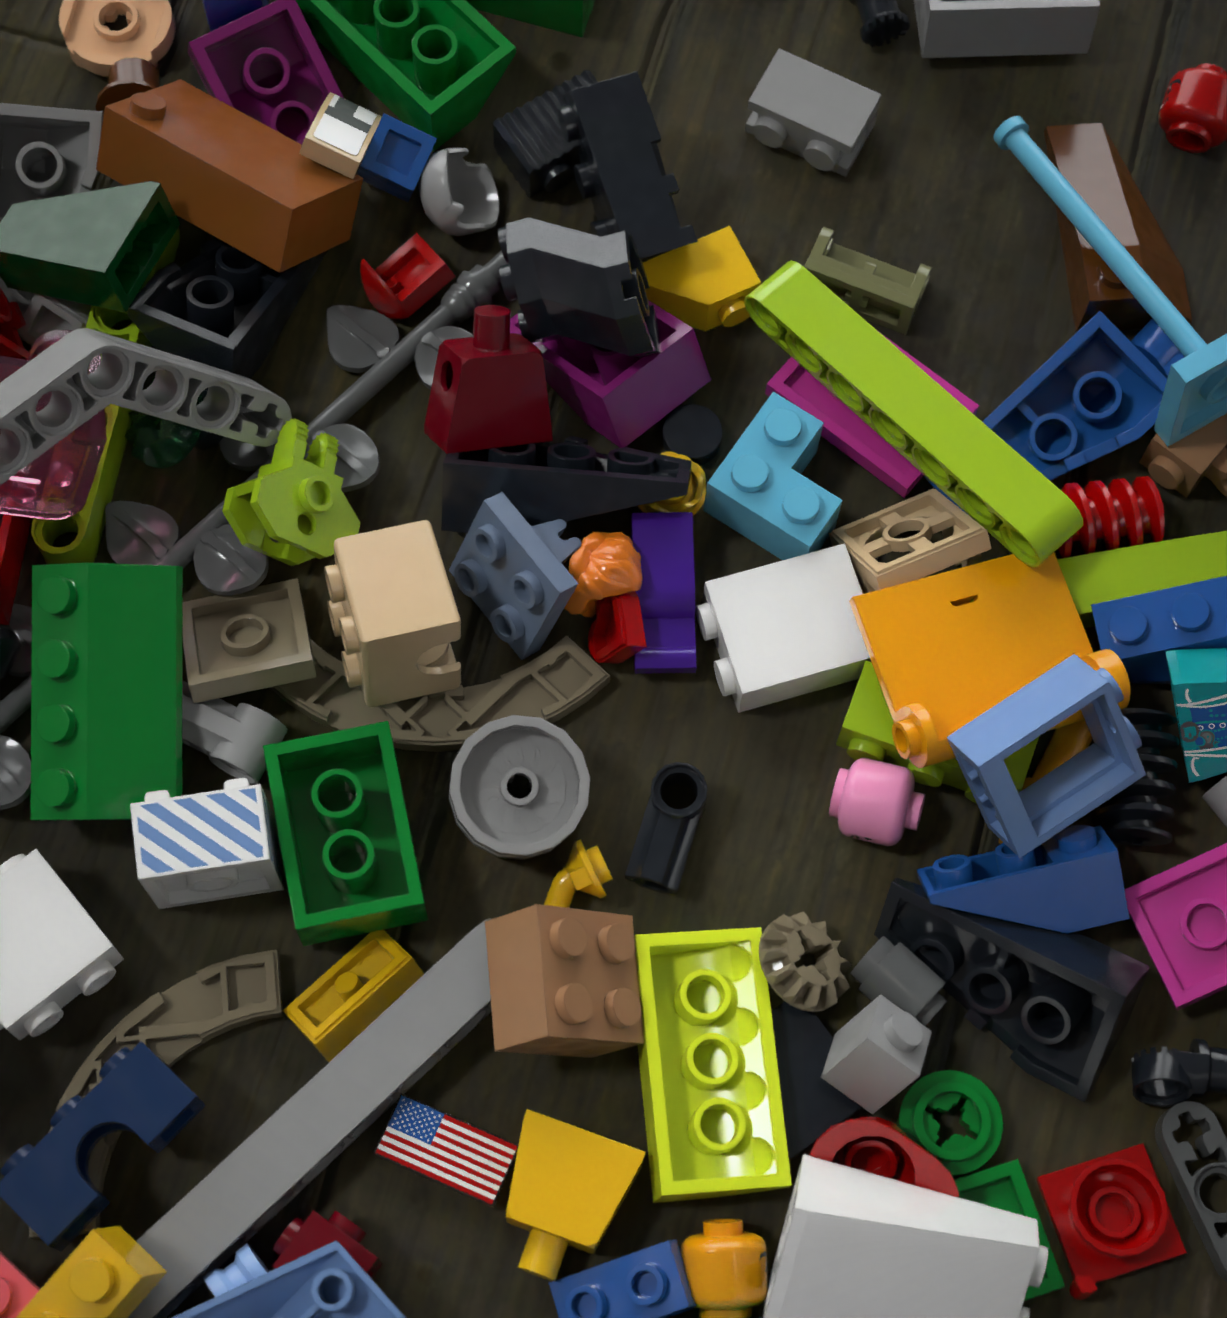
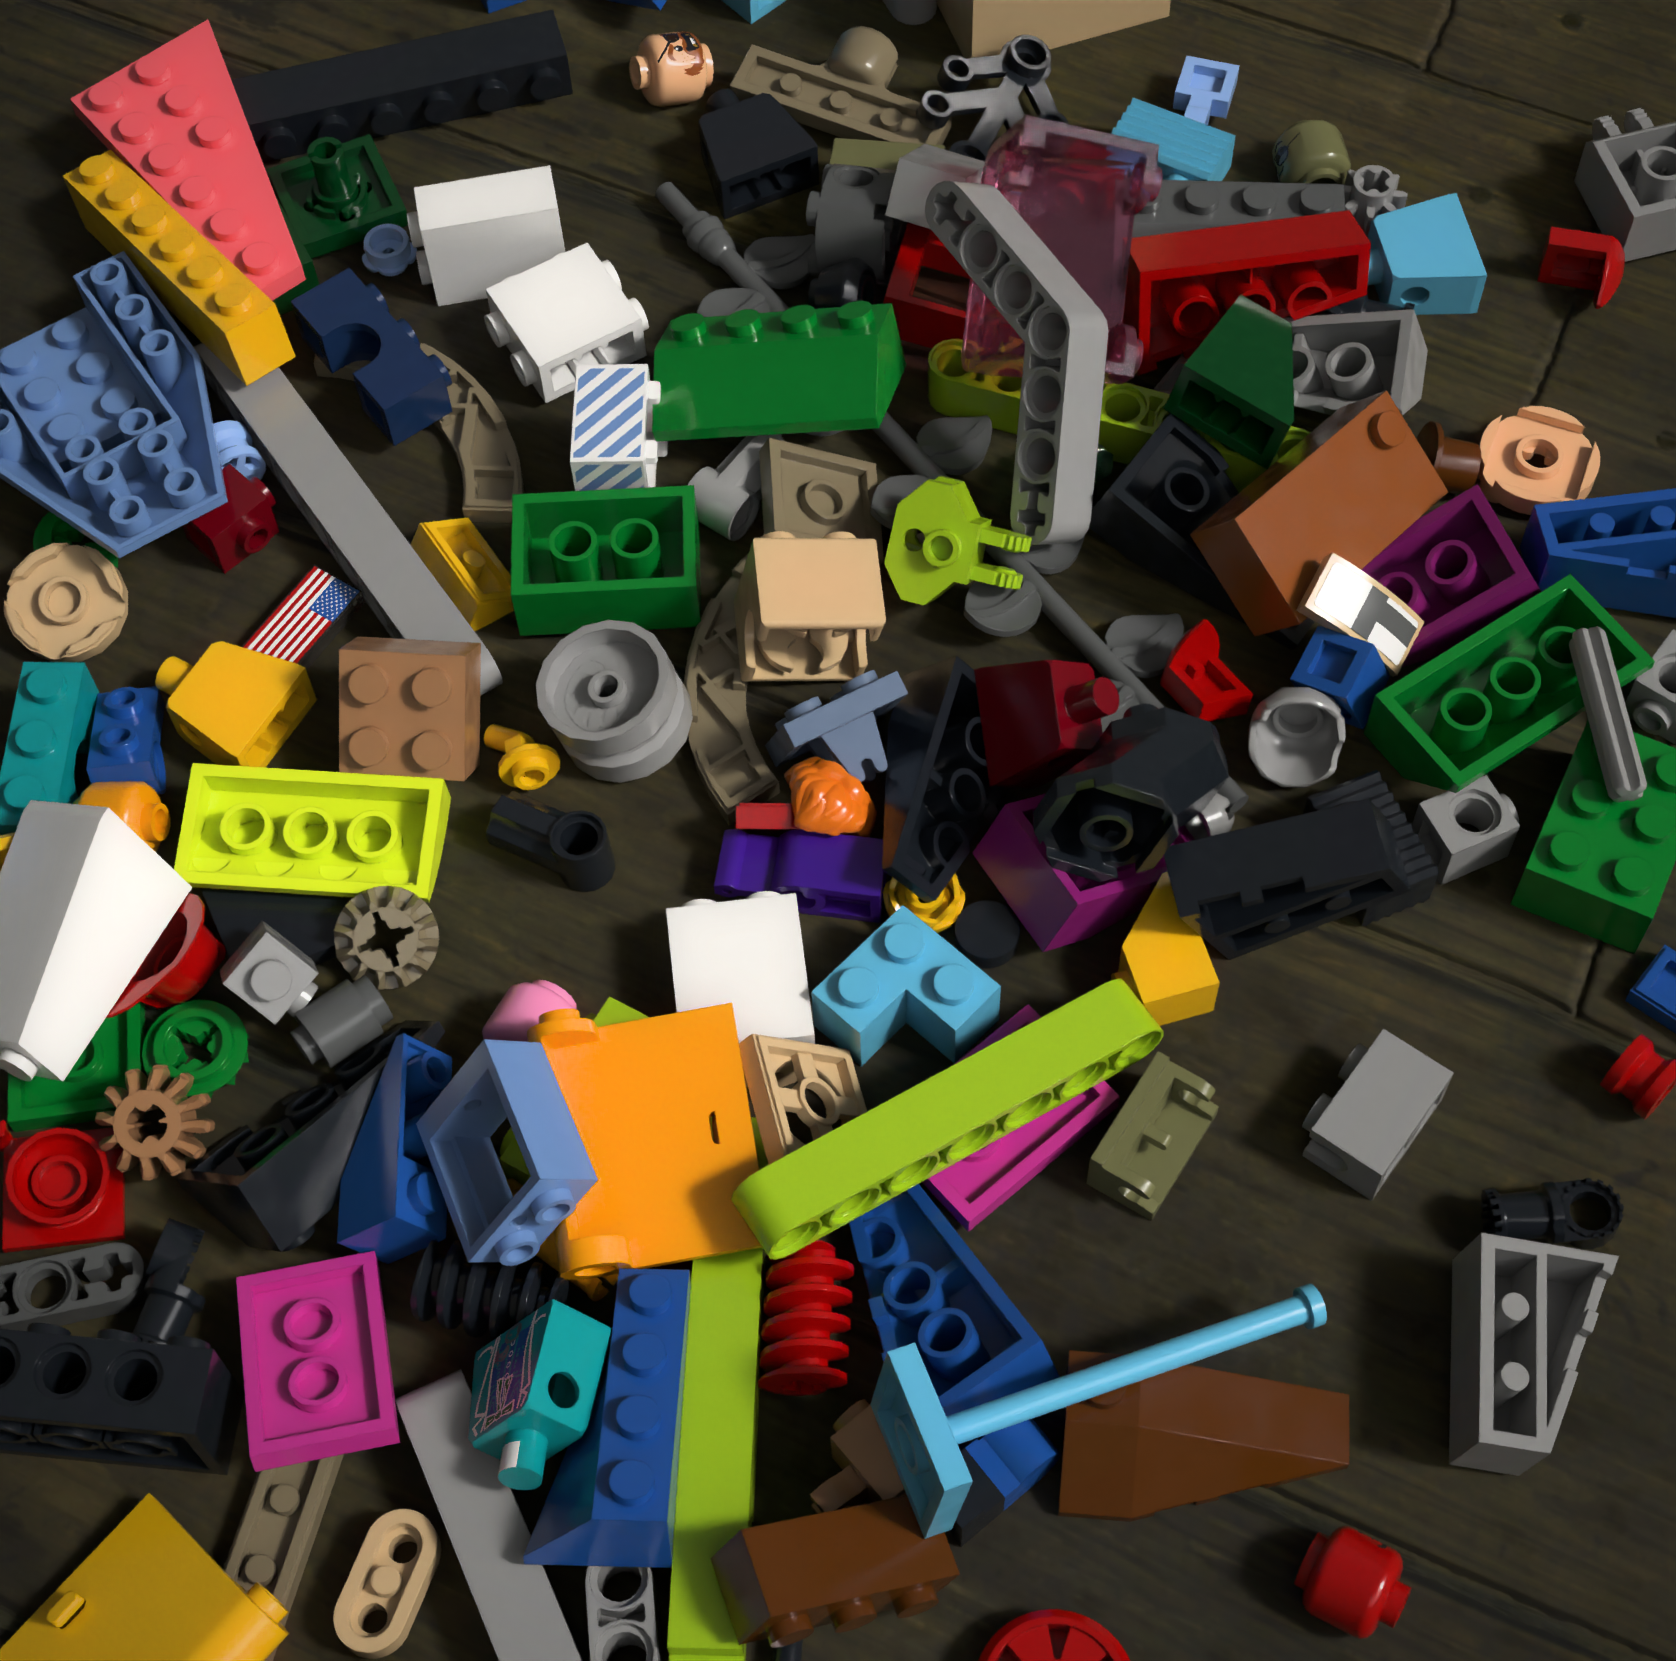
camera: 105 degrees right, 10 degrees down
(551, 64) = (1459, 850): none -> light grey brick
(1045, 1127) = (129, 1125): none -> medium nougat gear

